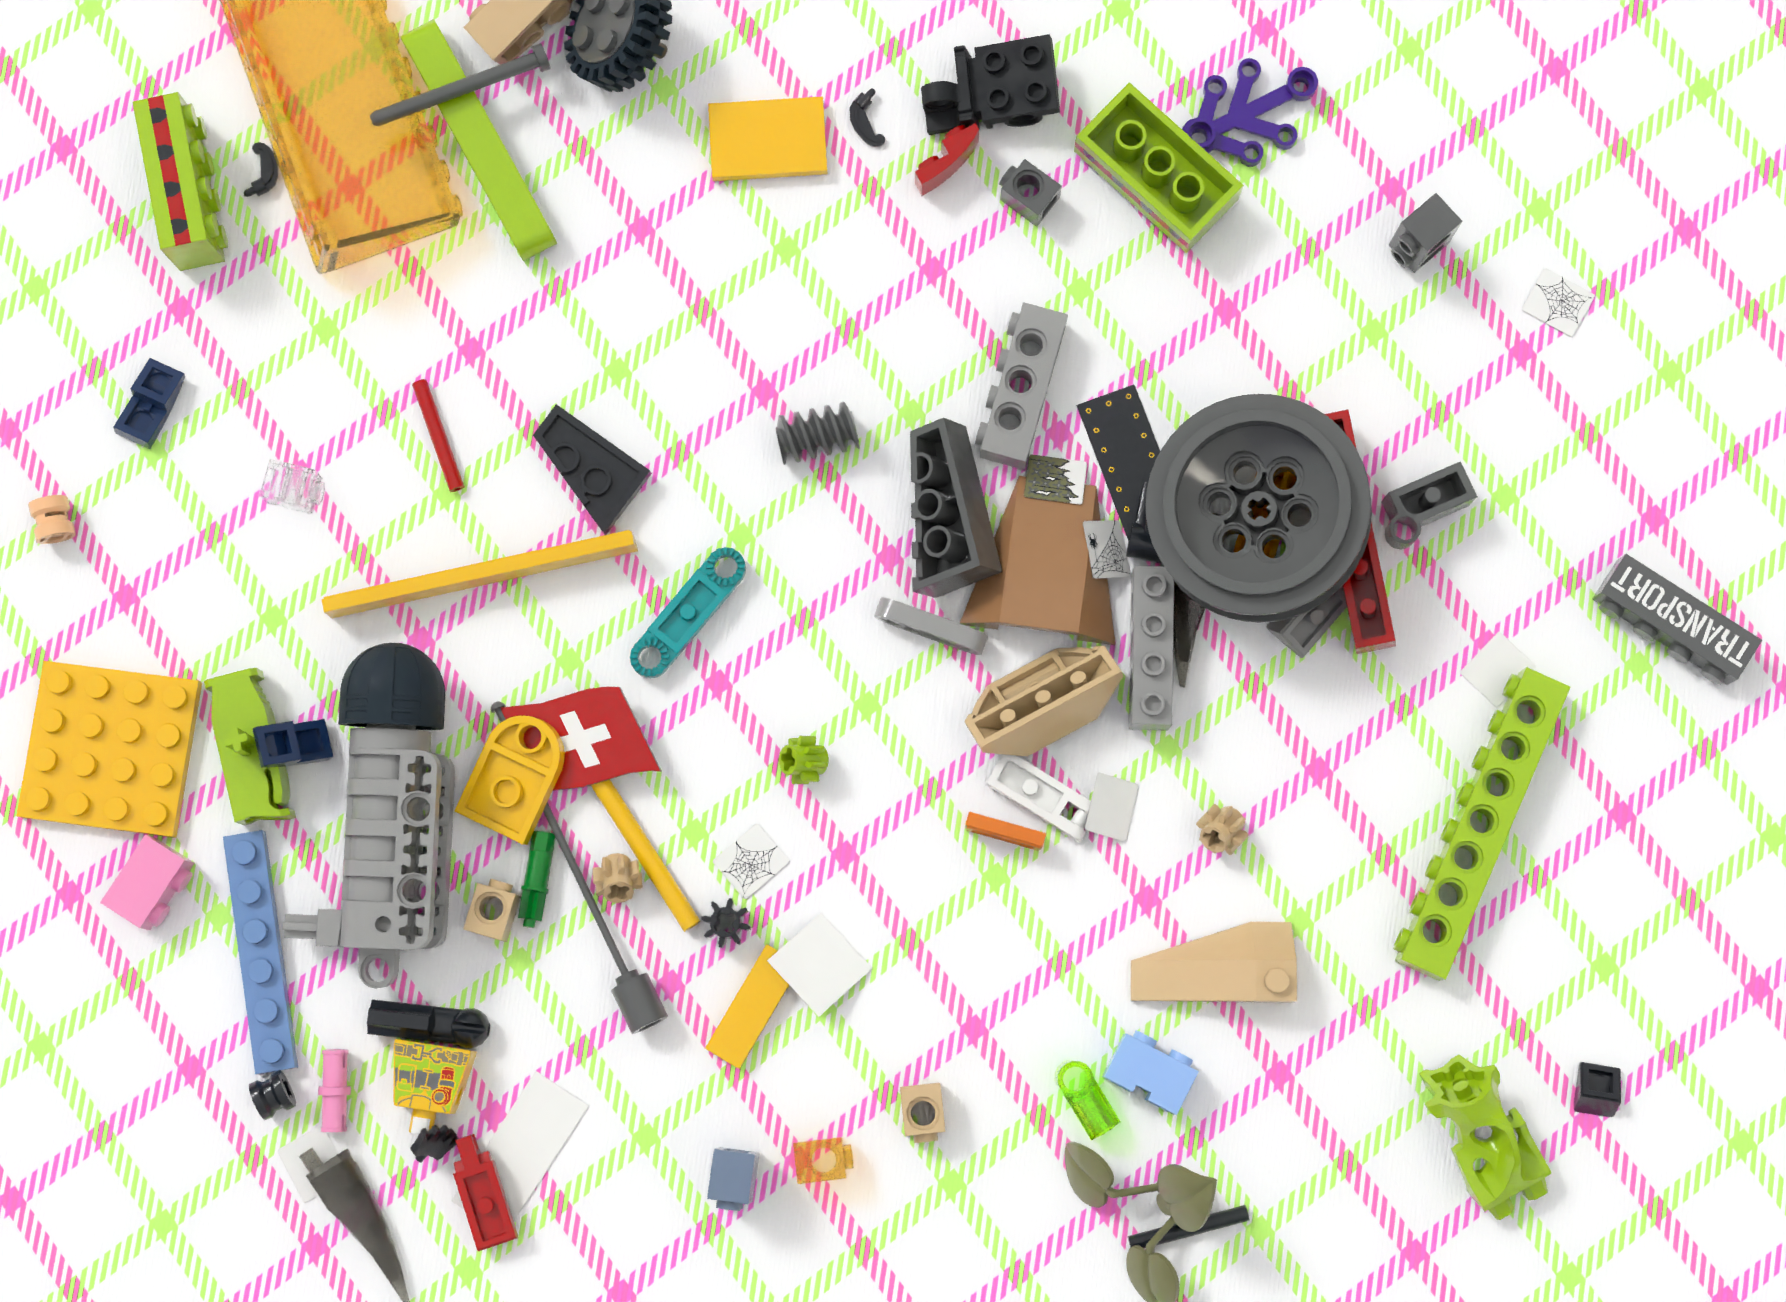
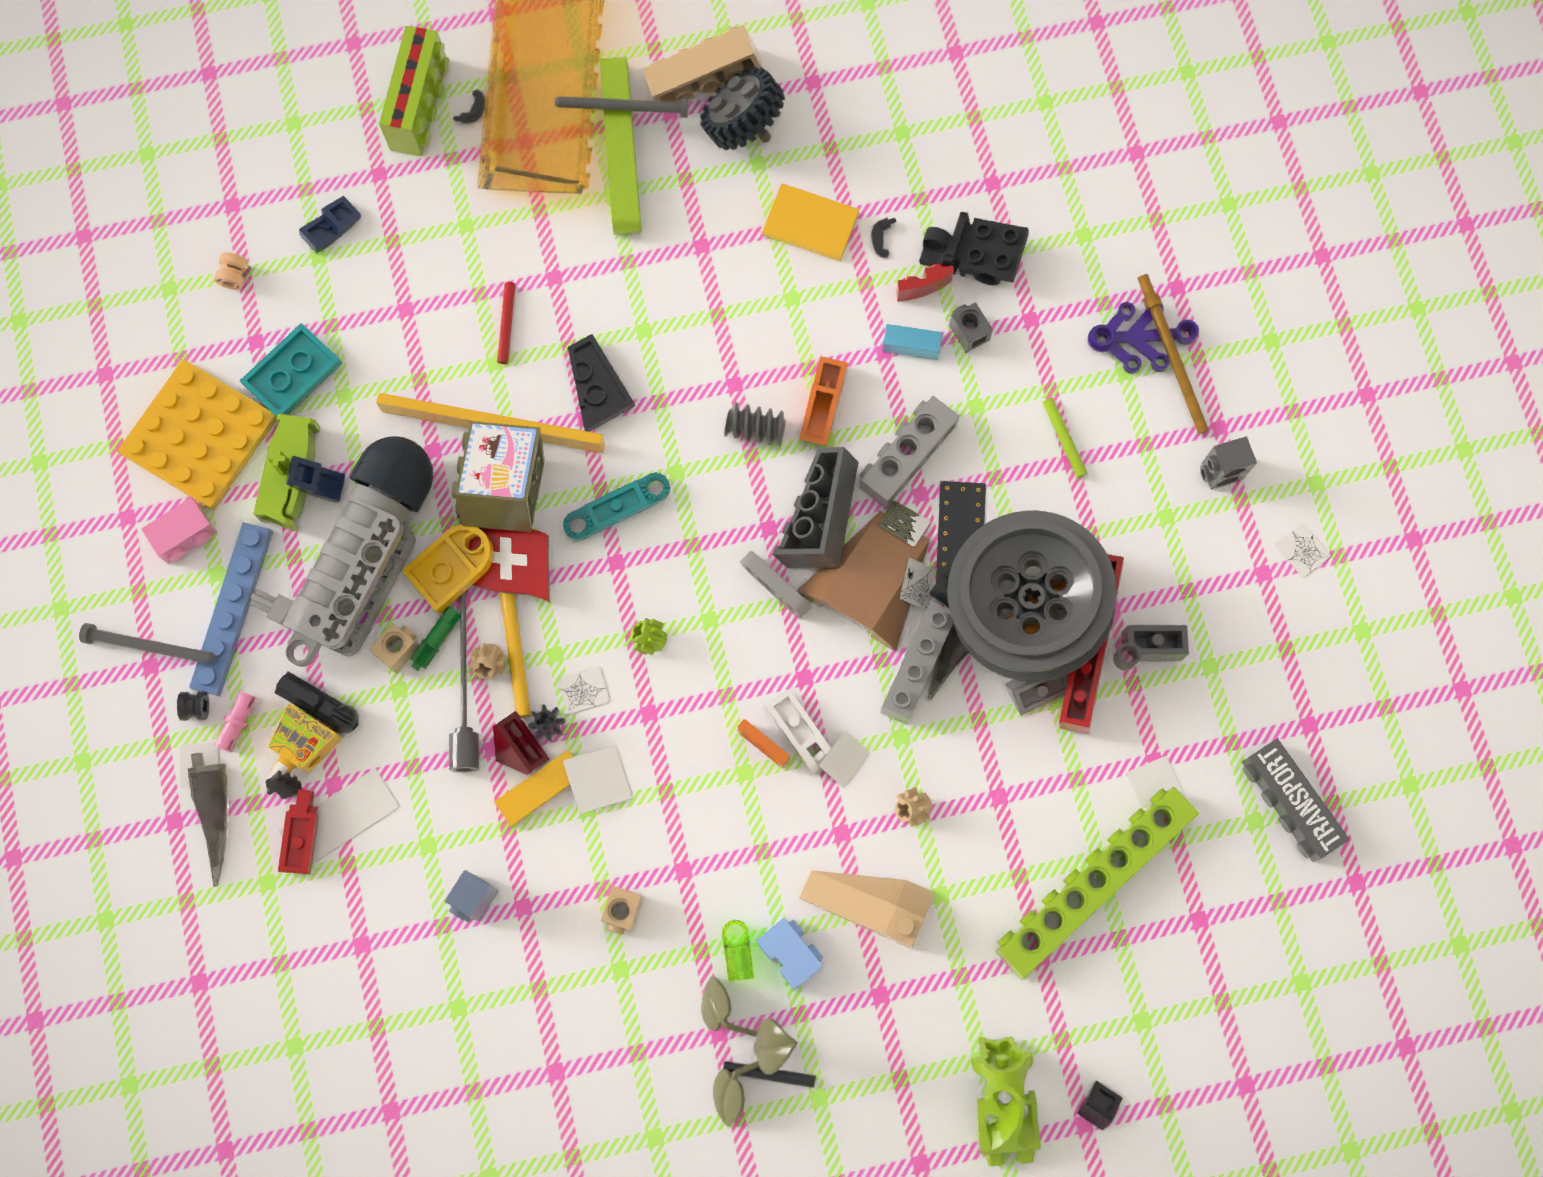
camera: 20 degrees right, 5 degrees down
(95, 1061) = (89, 634): none -> dark grey bar
(191, 617) = (291, 371): none -> teal plate
(292, 486) = (395, 314): clear brick -> none
(526, 640) = (499, 476): none -> container
(702, 967) = (517, 746): none -> dark red slope
(805, 1168) = (526, 906): clear yellow brick -> none
(887, 366) = (823, 400): none -> orange slope
(964, 240) = (912, 341): none -> medium azure slope
(1044, 700) = (828, 667): tan wedge -> none
(1157, 167) = (1063, 345): lime brick -> none
(1207, 284) = (1065, 438): none -> lime bar
(1245, 65) = (1153, 303): none -> pearl gold bar

